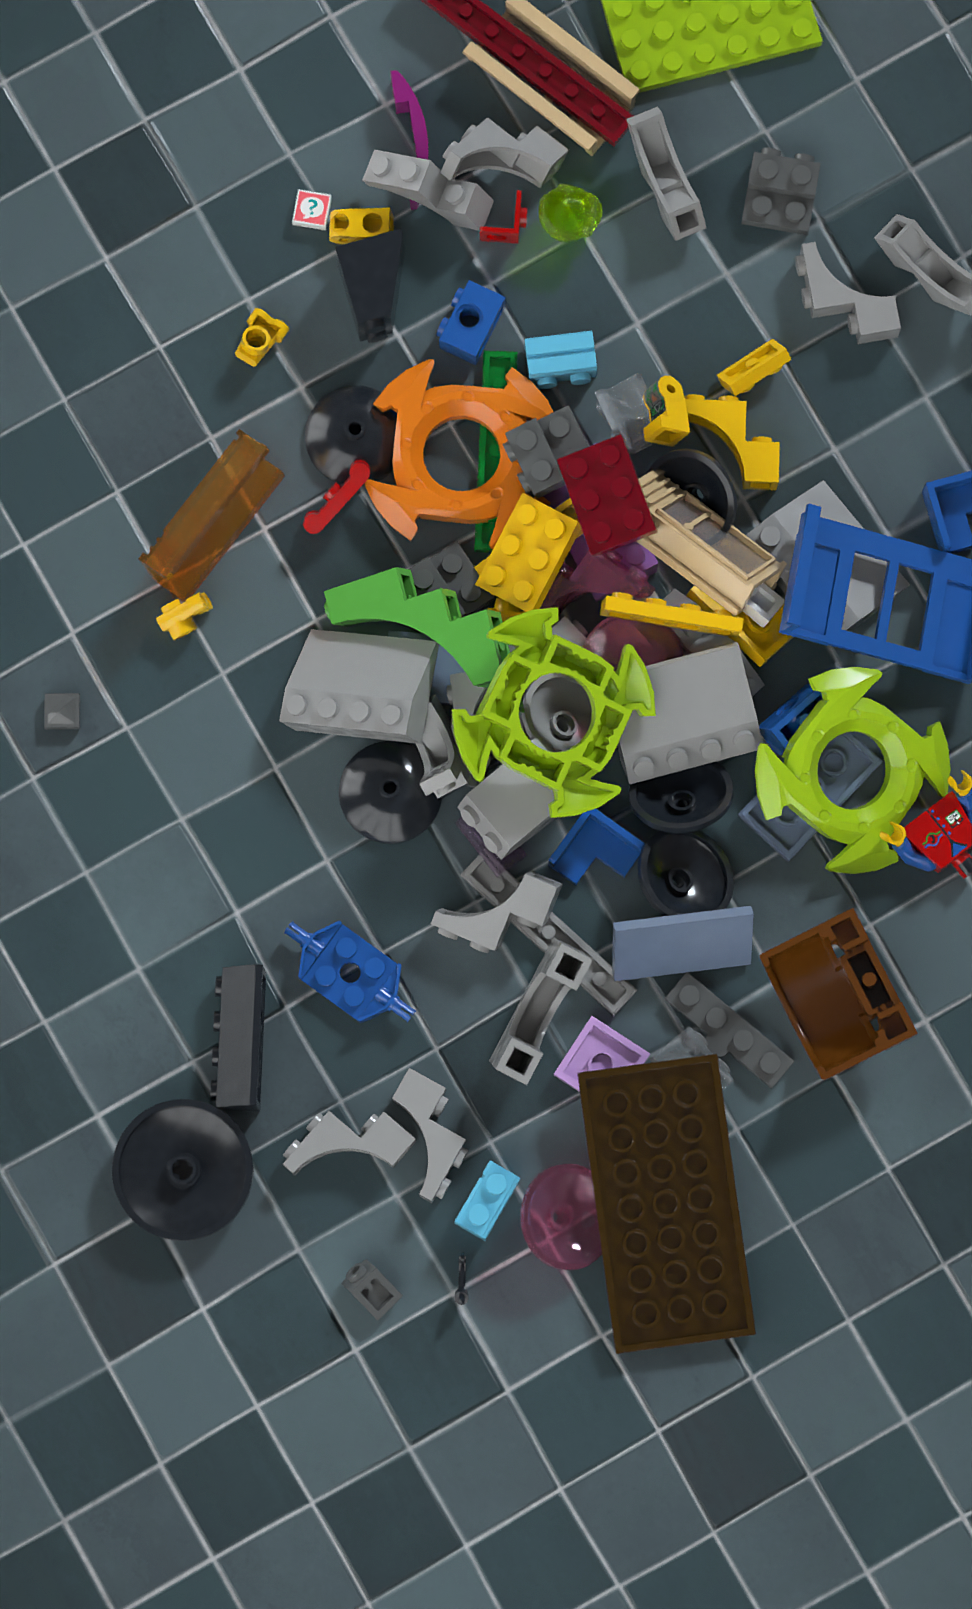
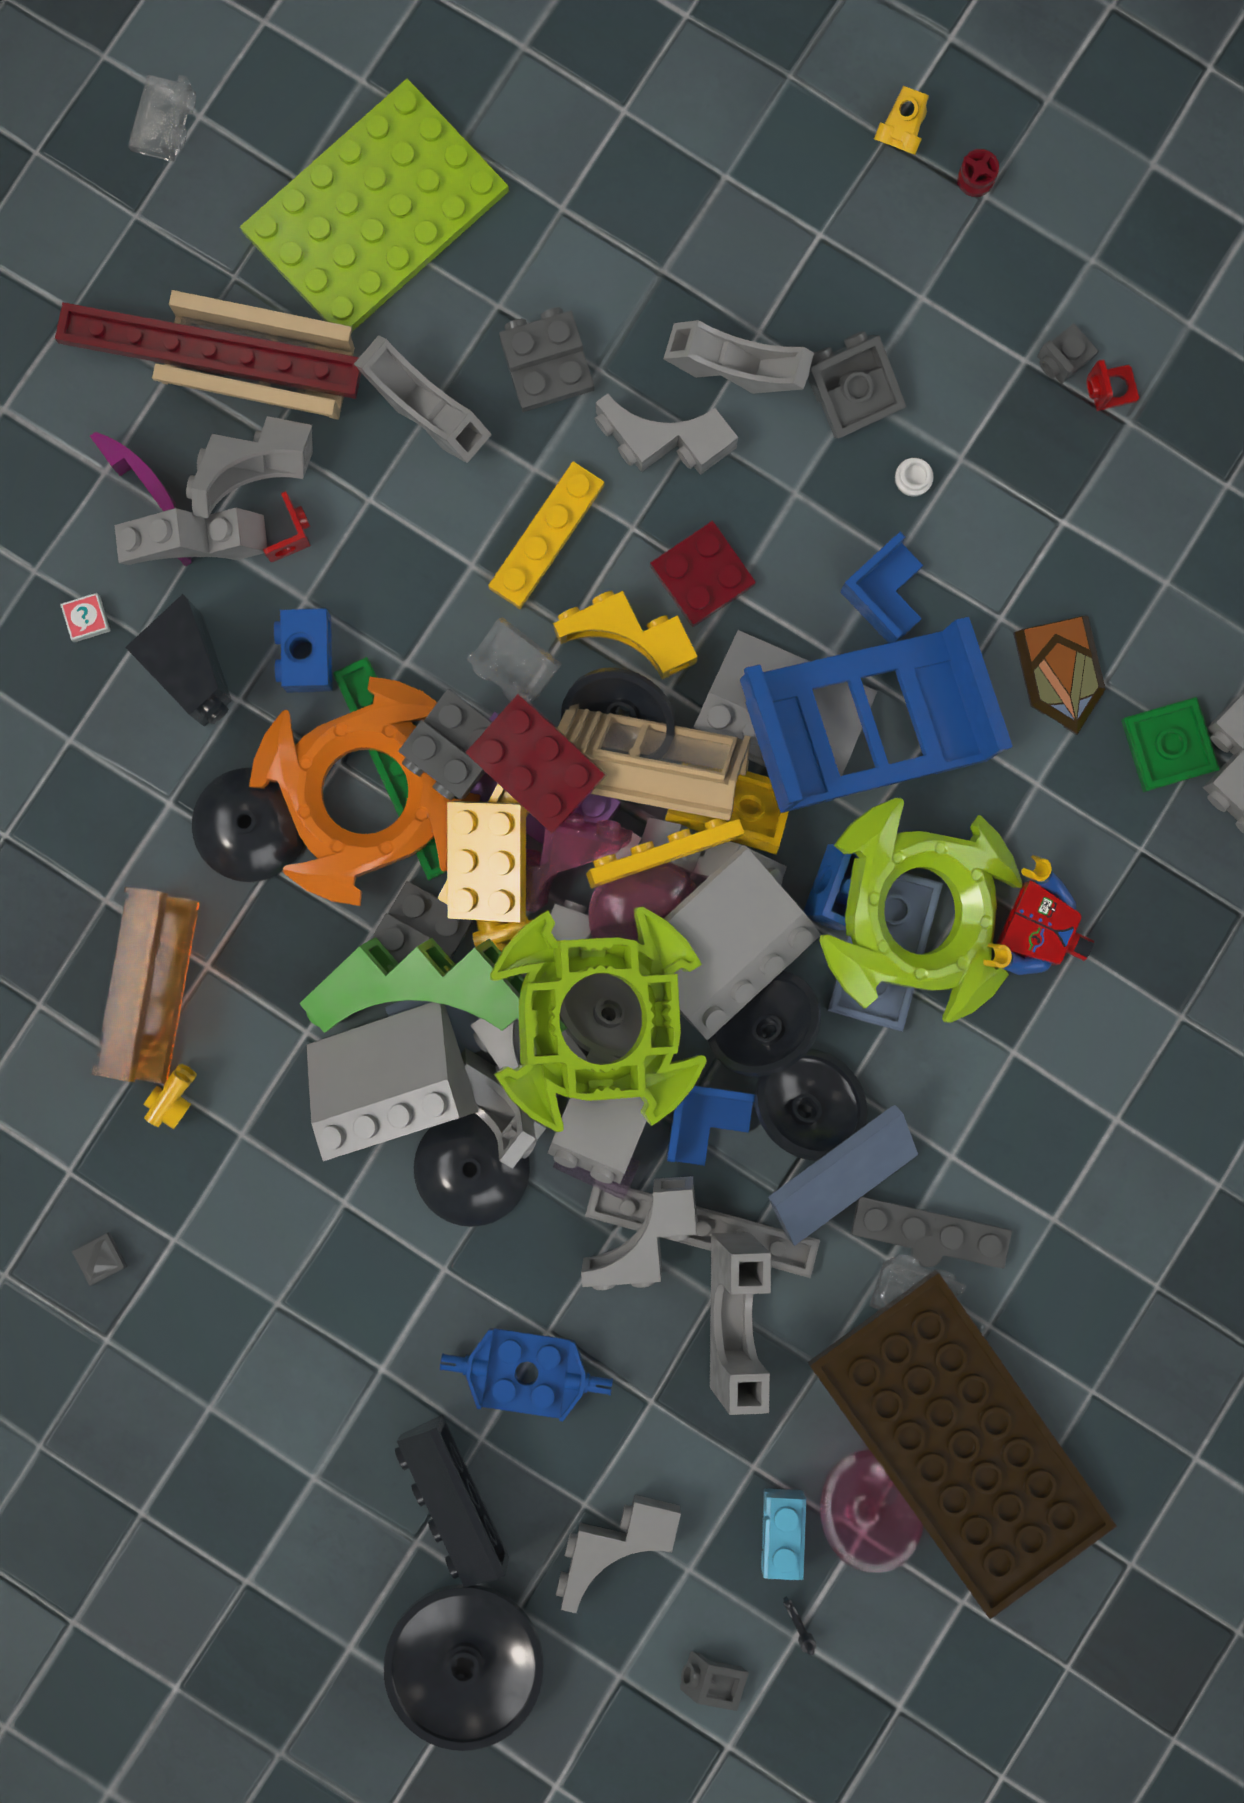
camera: 30 degrees left, 5 degrees up
(263, 333) = (100, 768): yellow plate -> none
(337, 497) = (263, 900): red plate -> none
(358, 224) = (139, 609): yellow leg -> none
(445, 1148) = (663, 1465): light grey arch -> none
(561, 359) = (414, 642): medium azure brick -> none
(569, 213) = (346, 489): clear neon green hair -> none
(598, 1049) = (816, 1323): lavender plate -> none
(666, 412) = (549, 643): yellow leg -> none
(709, 329) = (546, 535): none -> yellow plate
(753, 367) = (611, 551): yellow plate -> none
(763, 604) = (750, 791): white plate -> none
(818, 422) = (702, 574): none -> dark red plate
(836, 997) = (1024, 1151): reddish brown piece -> none

